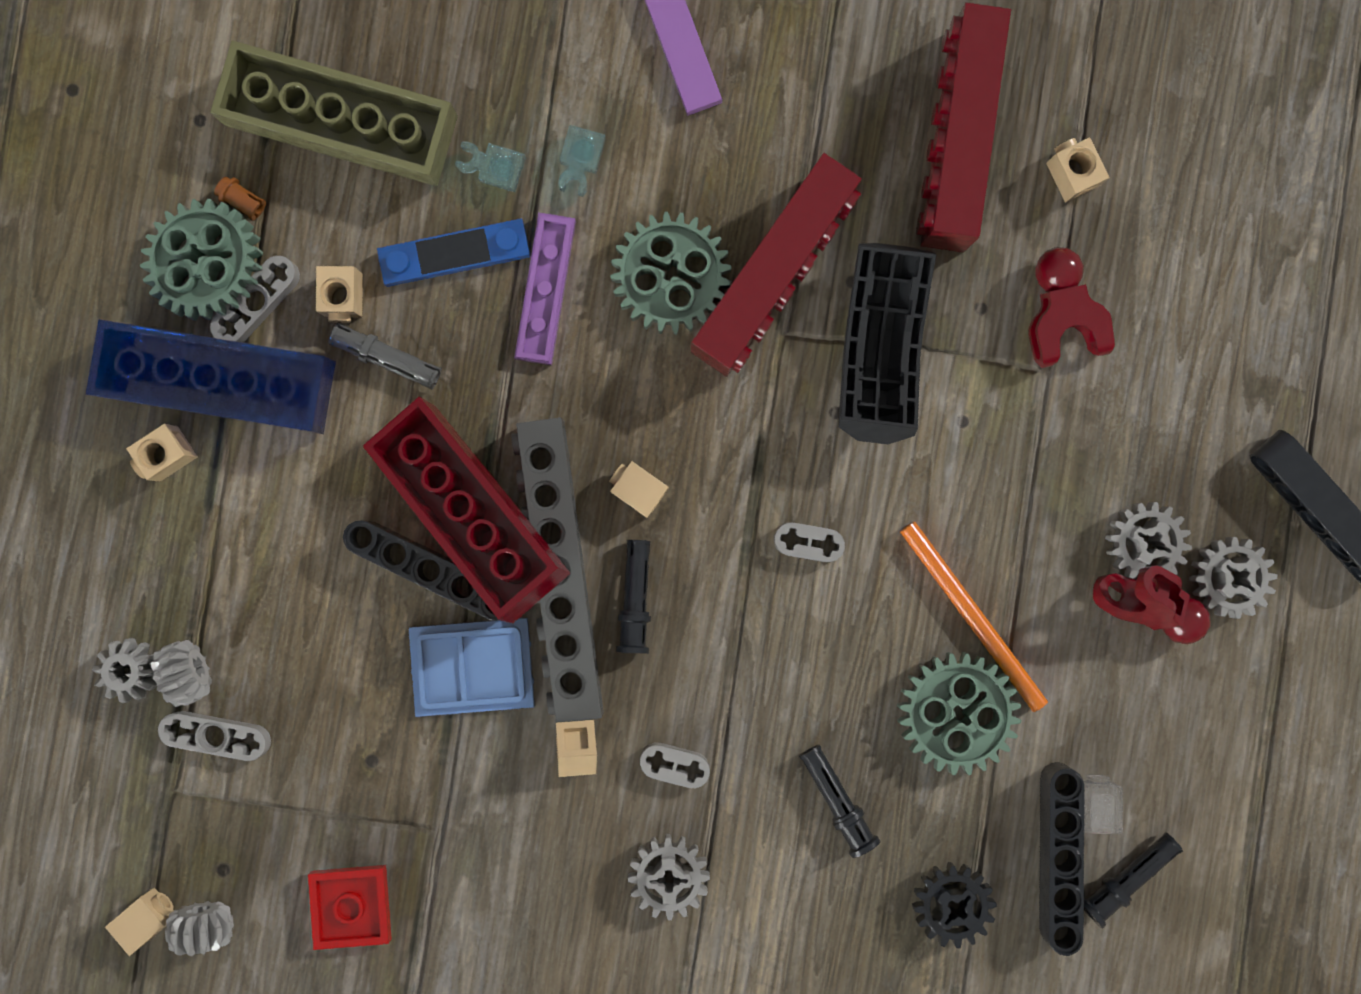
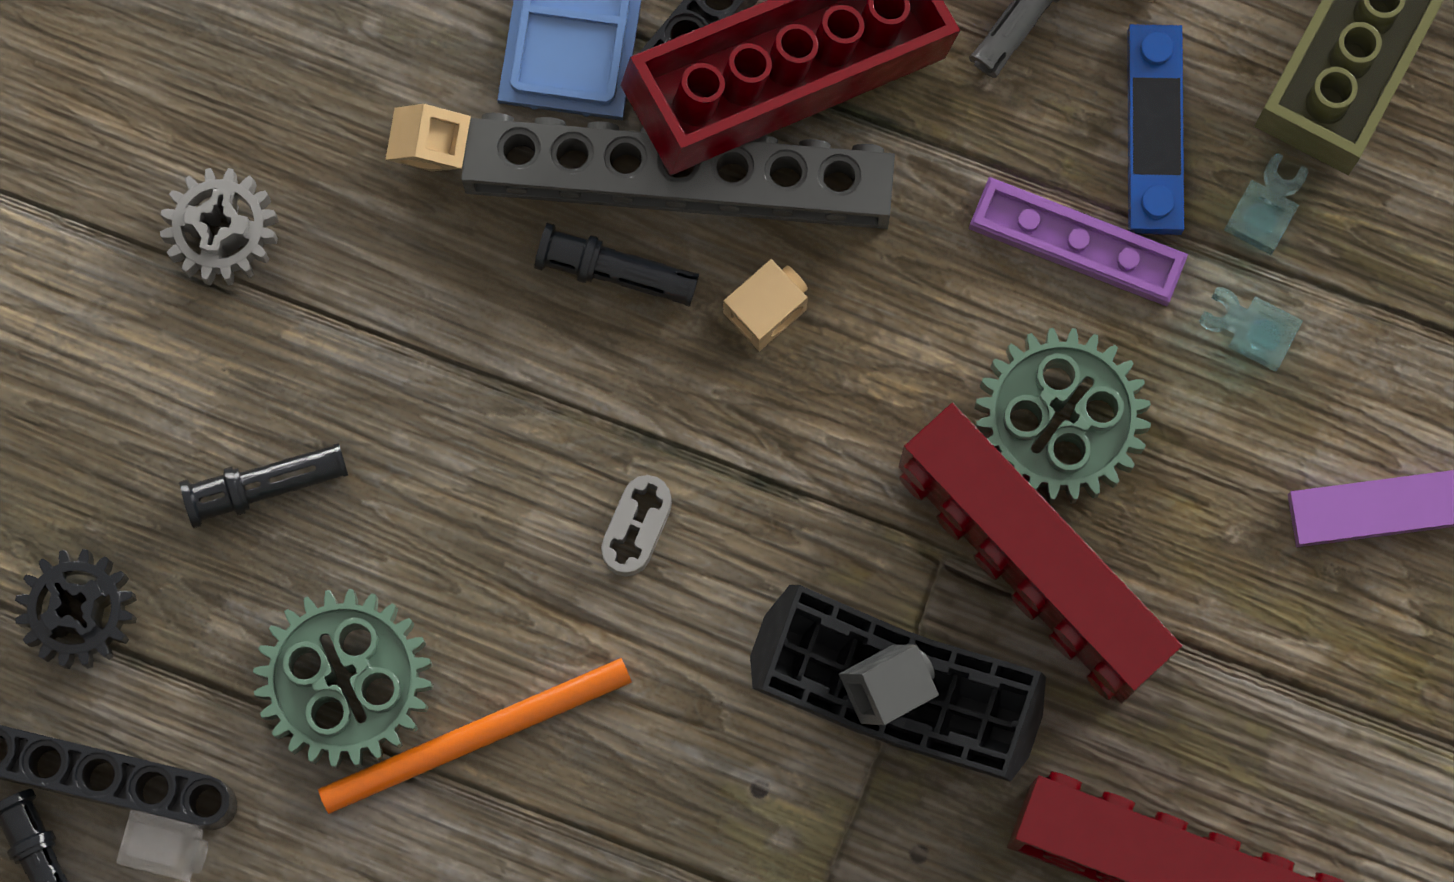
camera: 105 degrees right, 10 degrees down
(673, 774) = (358, 265): light grey beam -> none
(890, 344) = (889, 684): none -> dark grey brick

